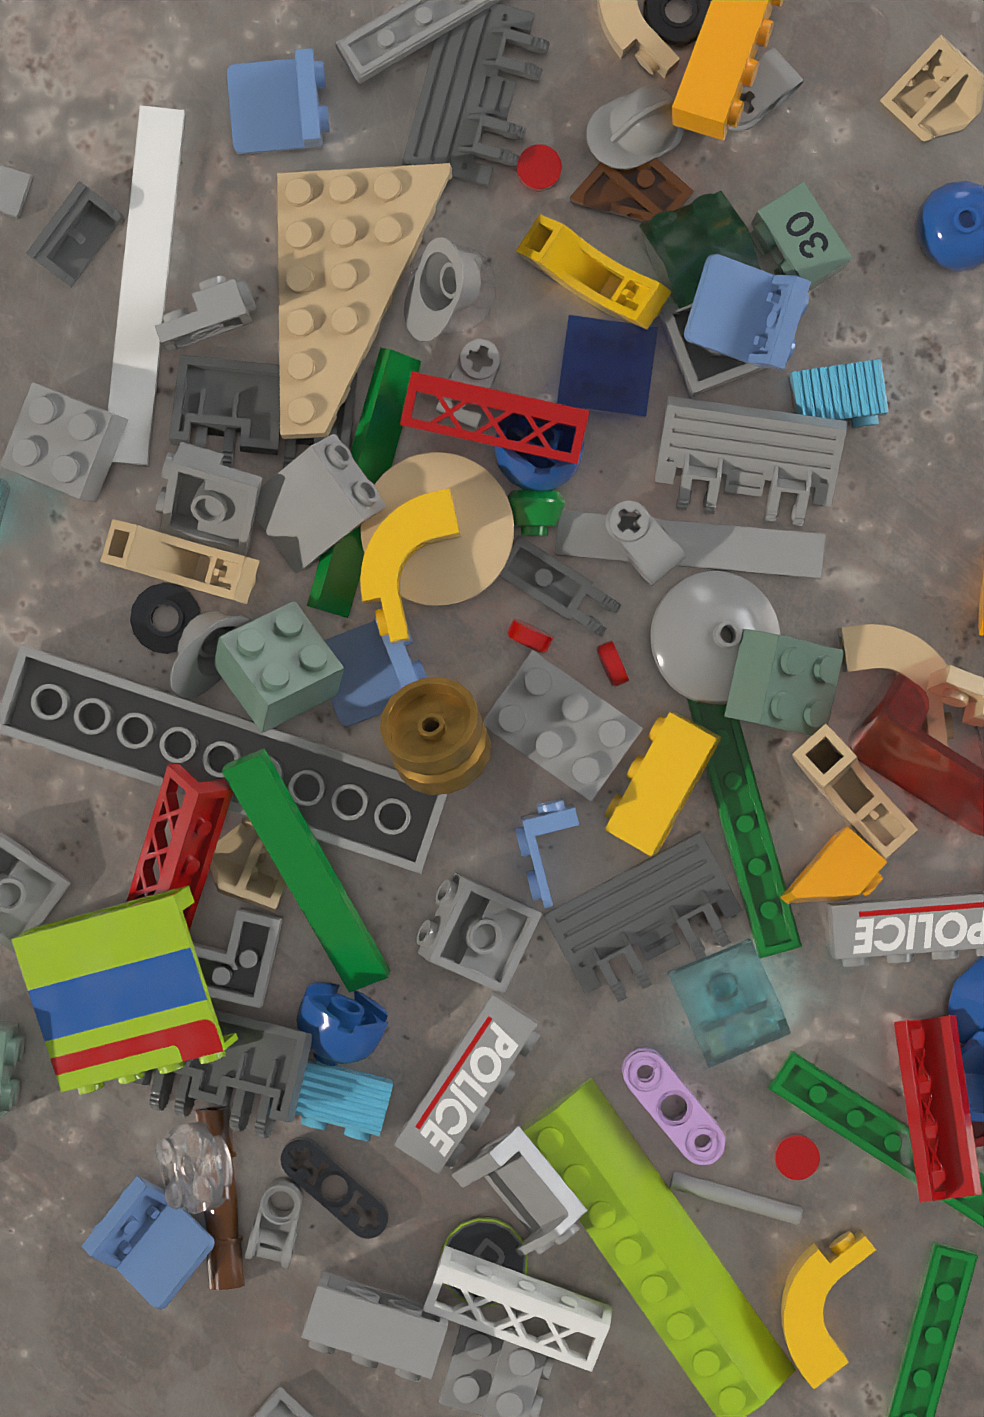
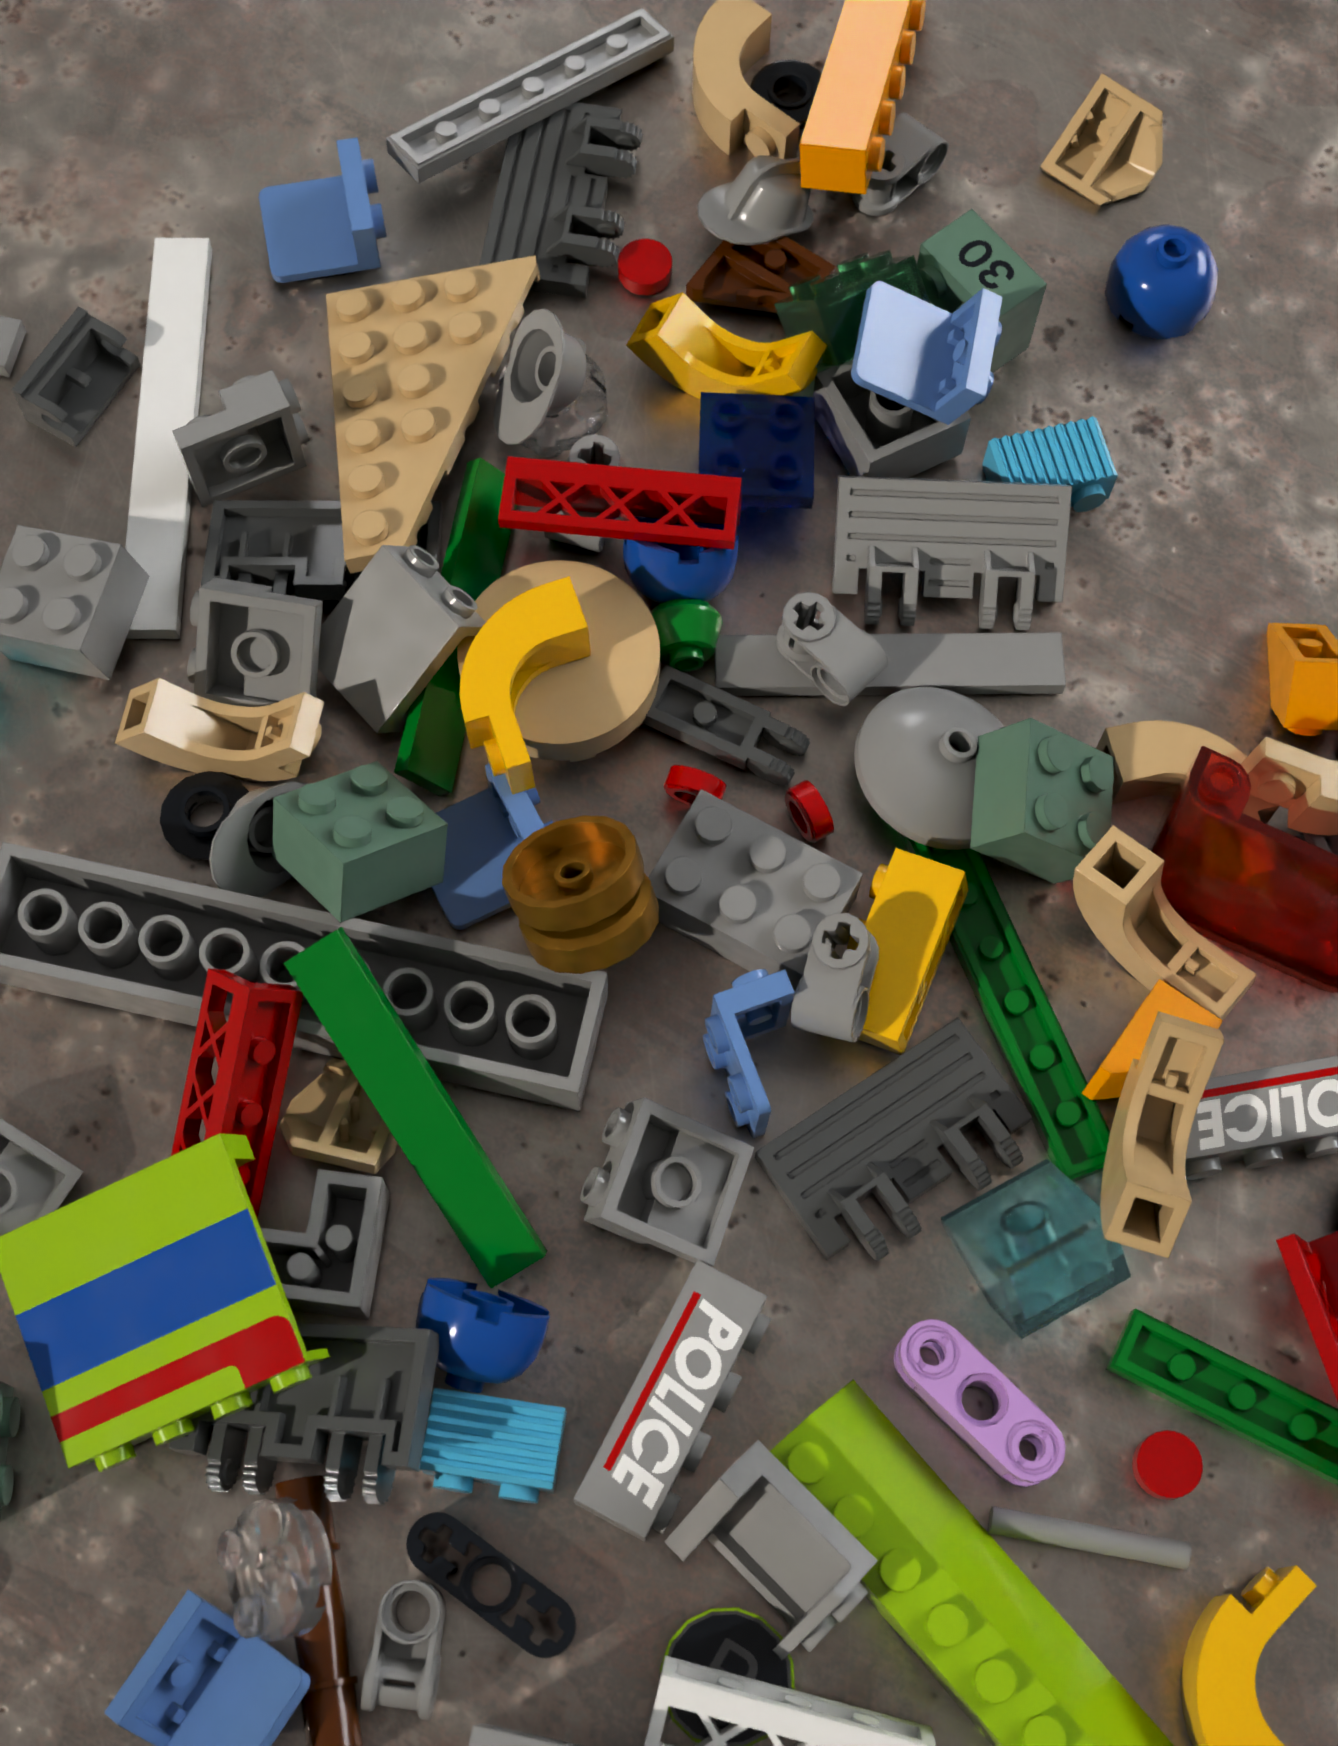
camera: 10 degrees left, 20 degrees down
(611, 819) = (834, 989): none -> light grey piece
(813, 953) = (1146, 1151): none -> tan arch

